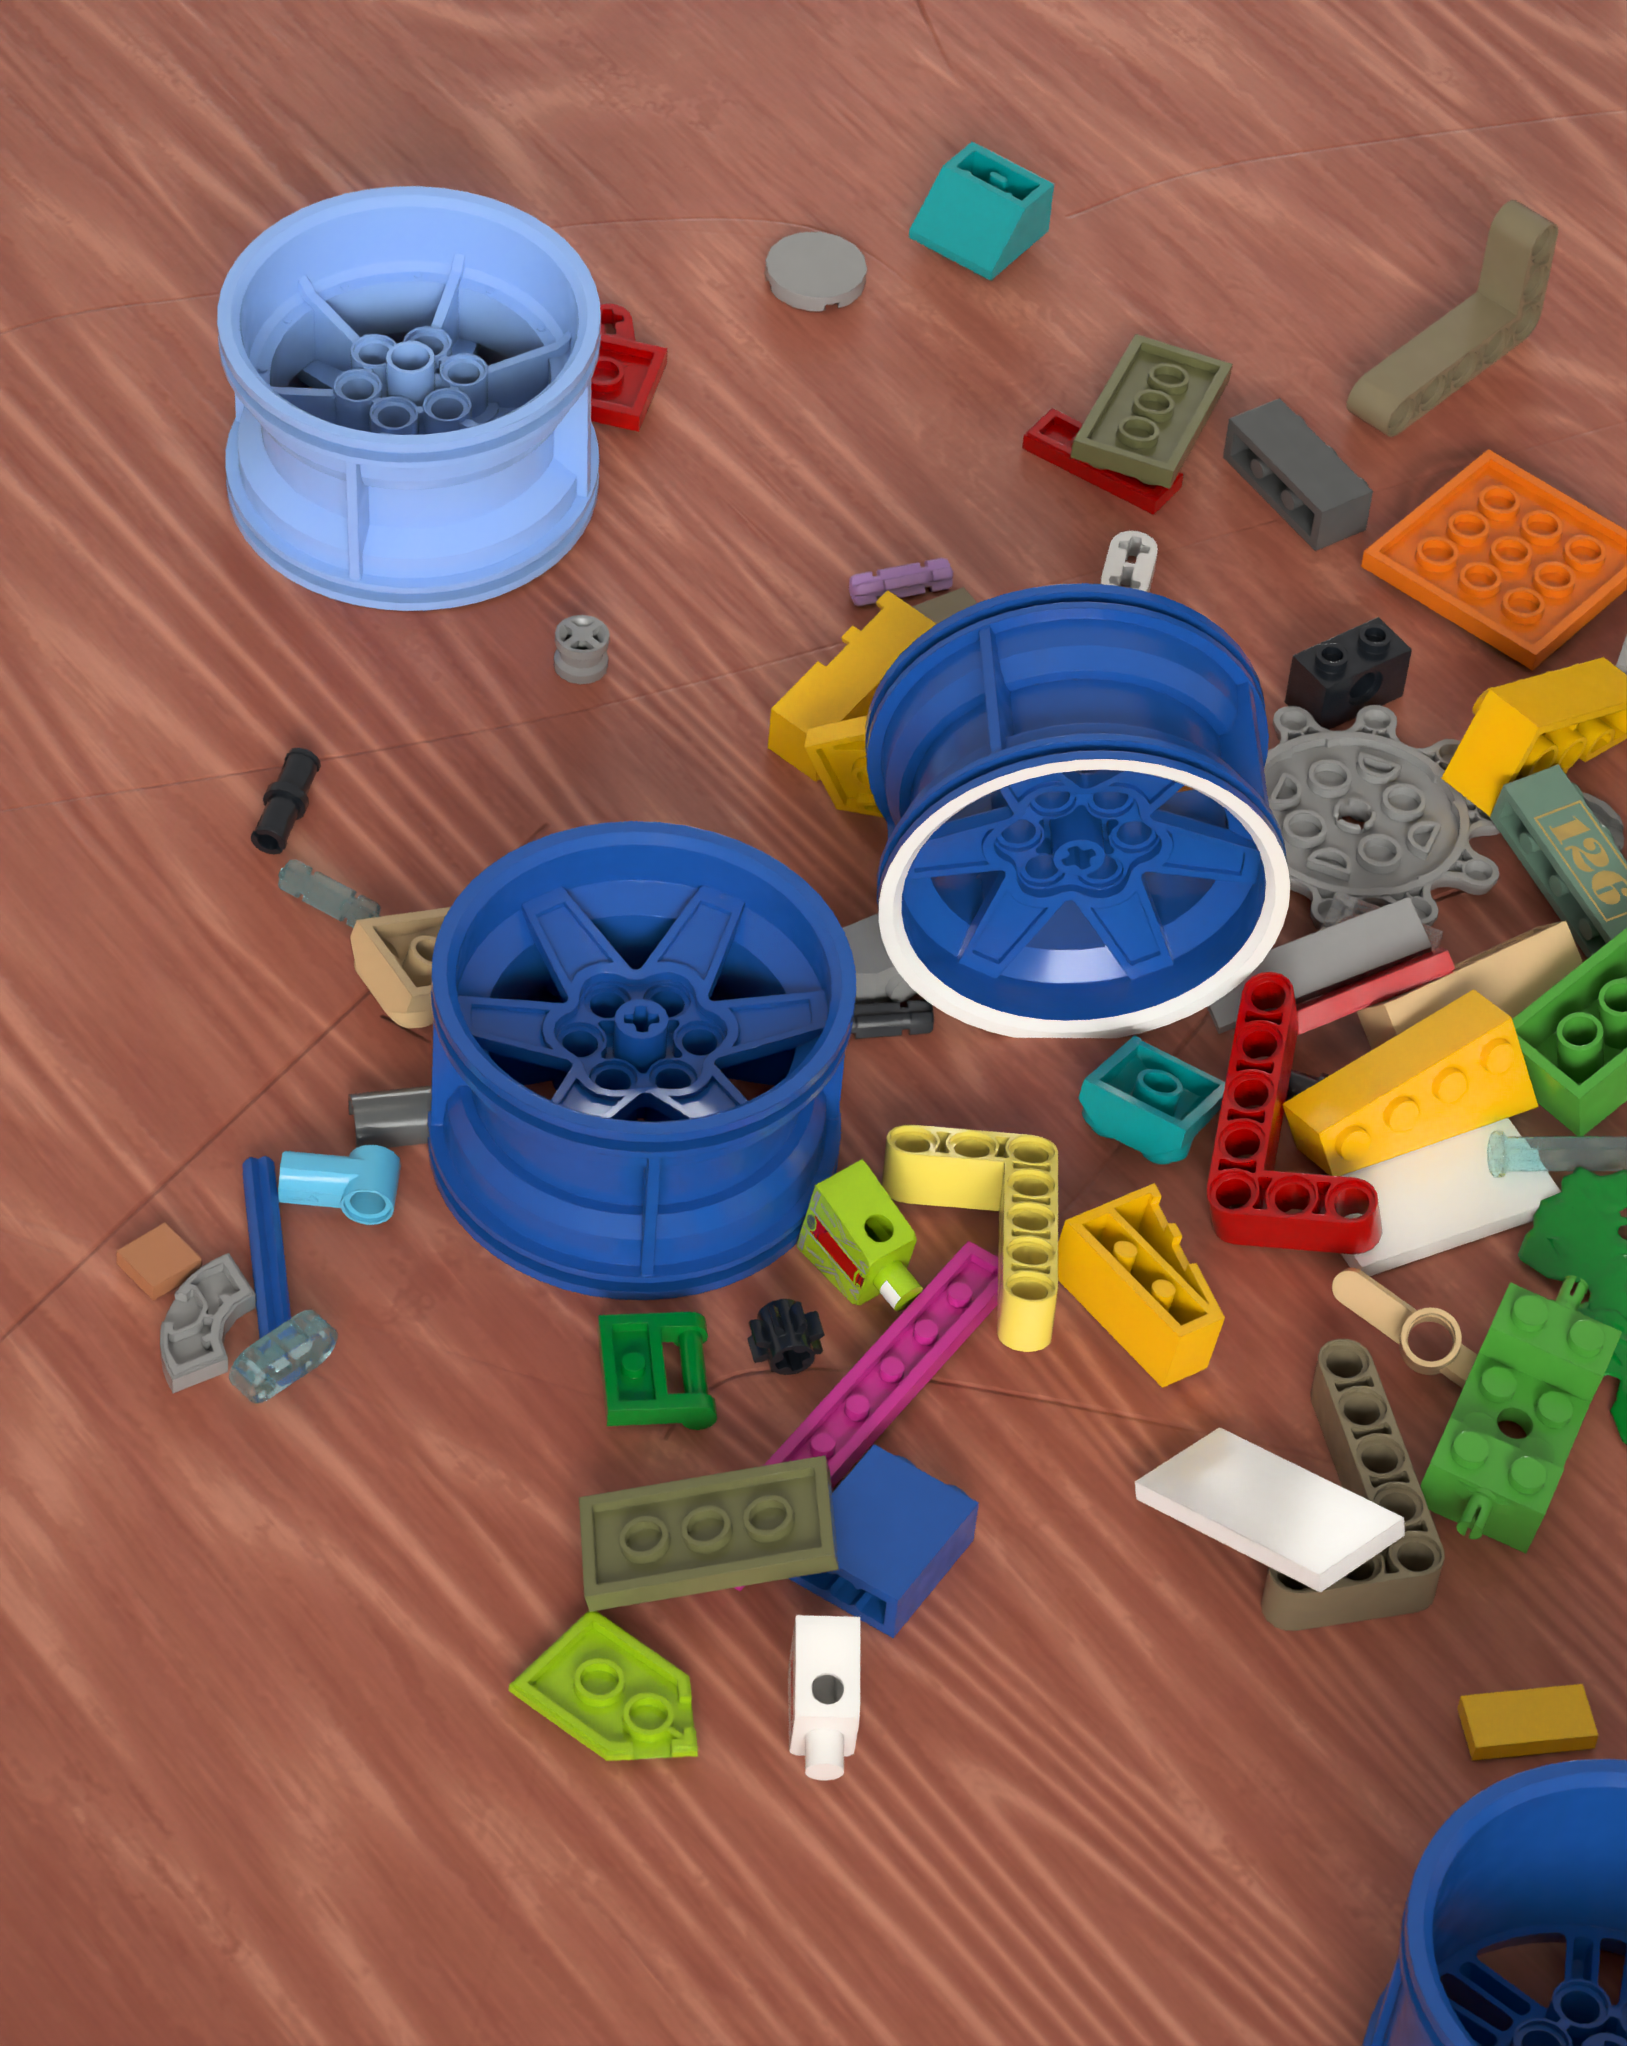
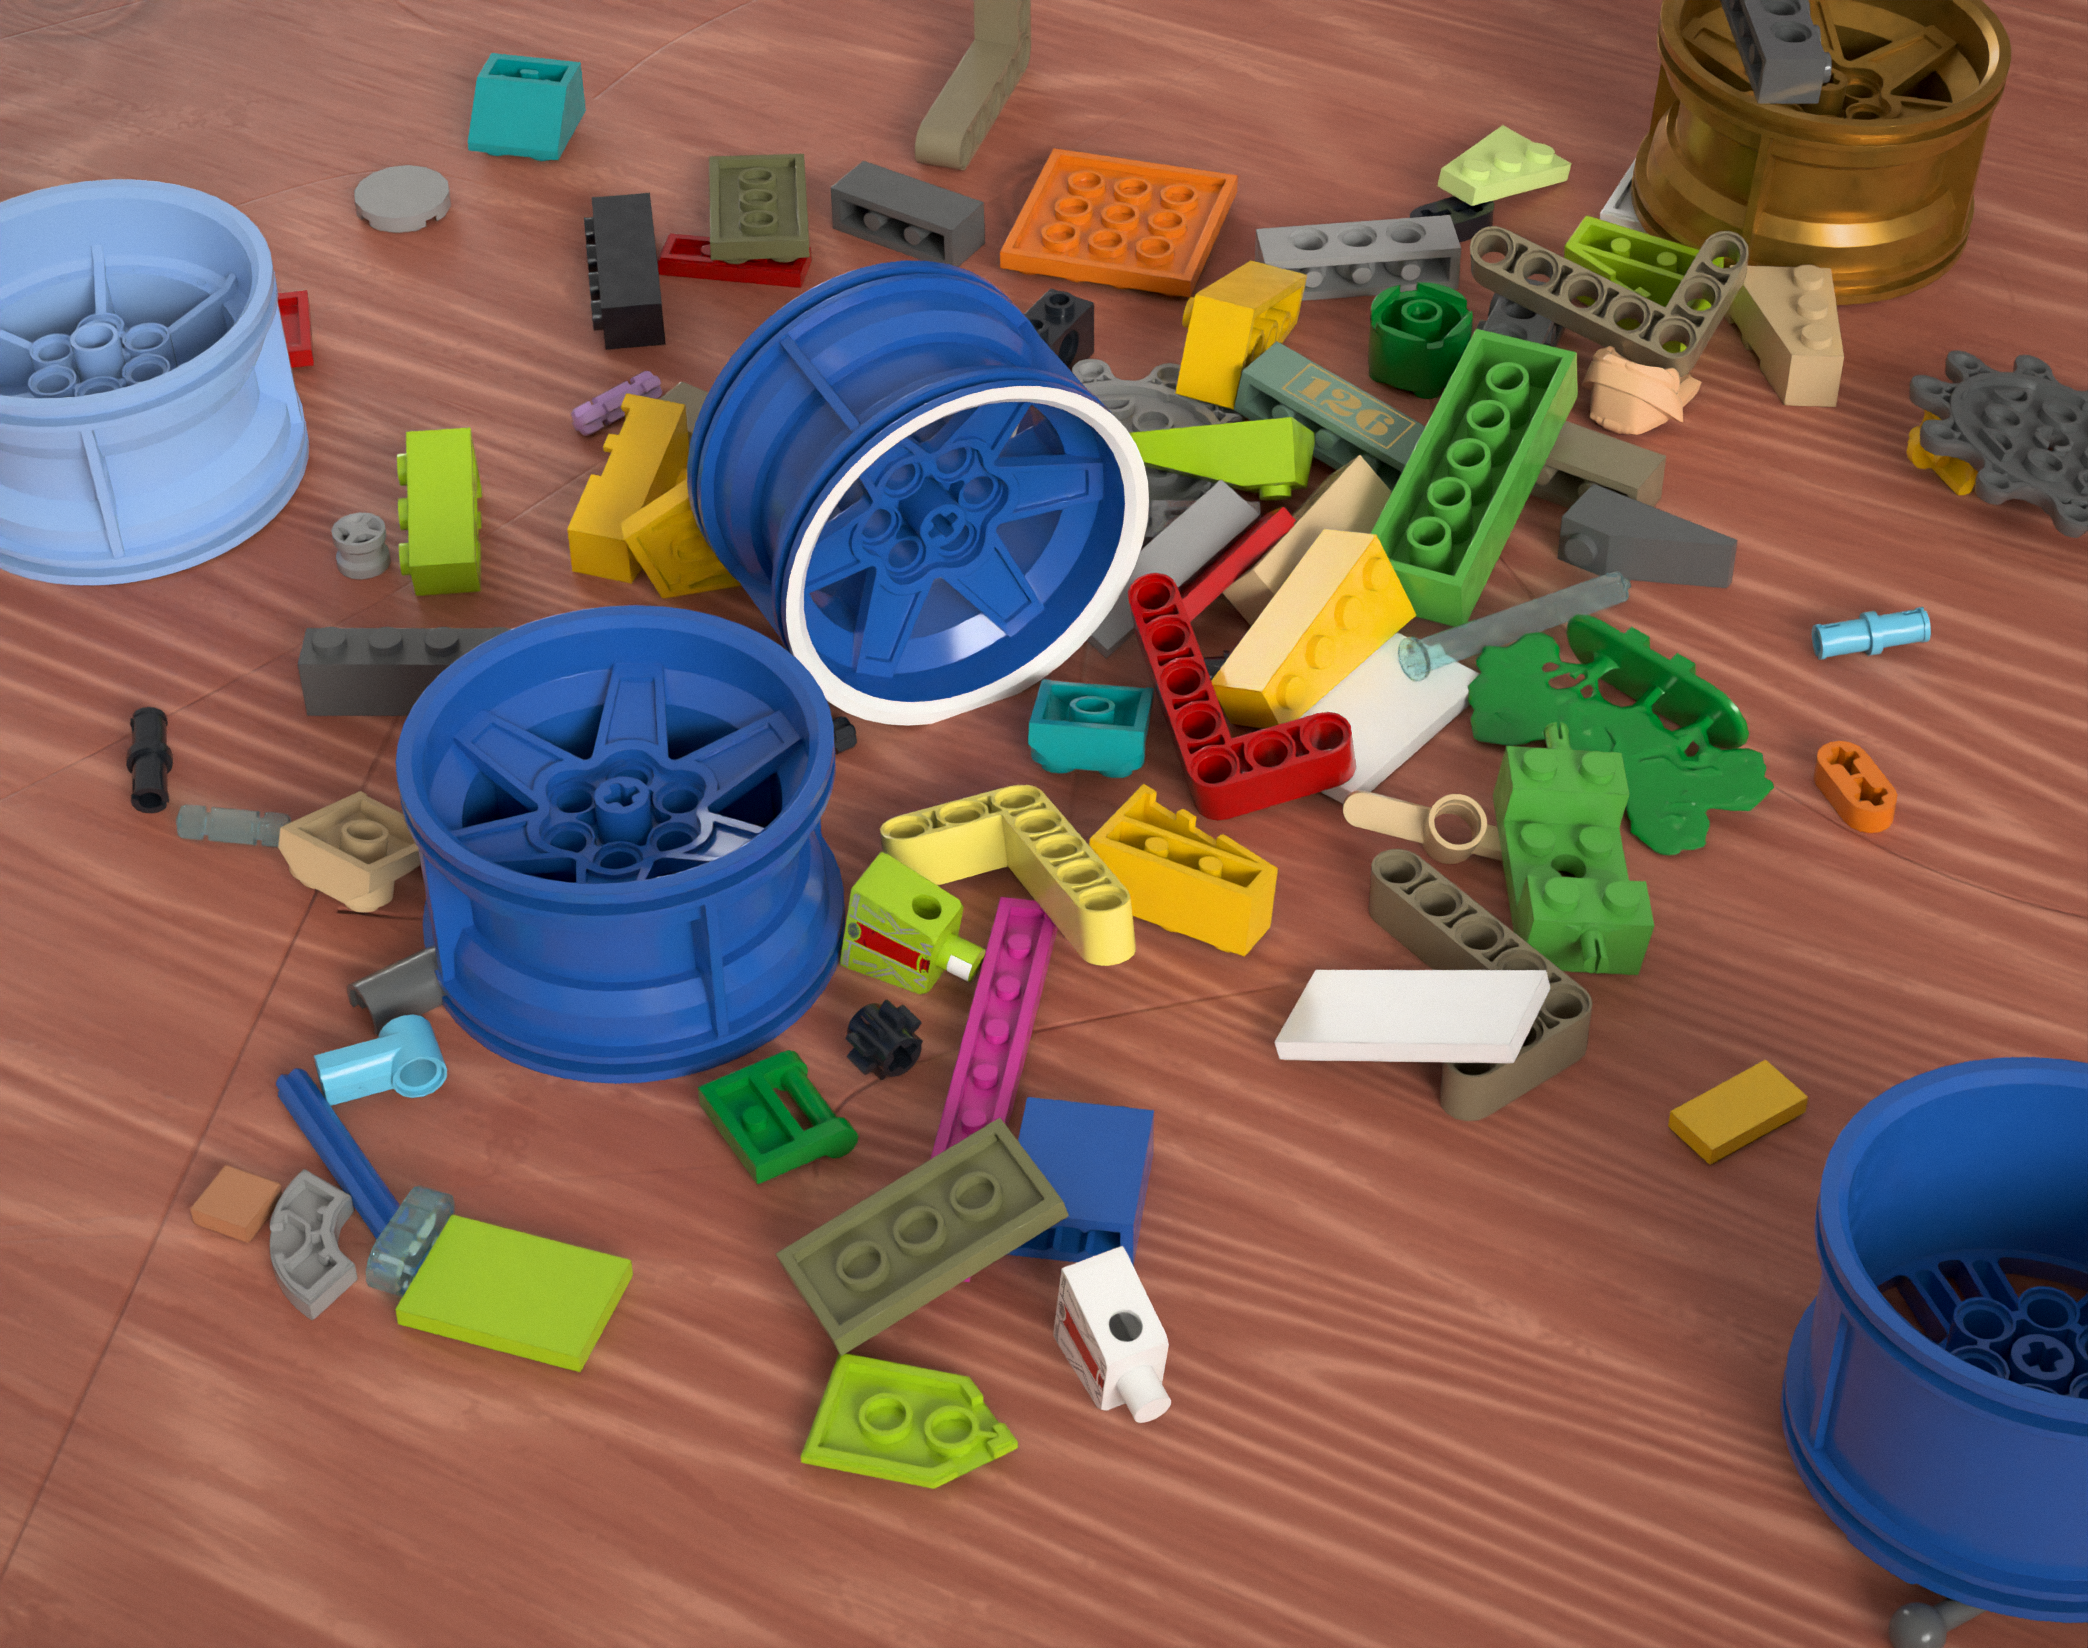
camera: 20 degrees left, 5 degrees down
(350, 1439) = (515, 1292): none -> lime tile
(548, 791) = (378, 667): none -> dark grey slope
(666, 645) = (440, 512): none -> lime wedge
(984, 437) = (624, 271): none -> black brick
(1446, 875) = (1247, 455): none -> lime wedge

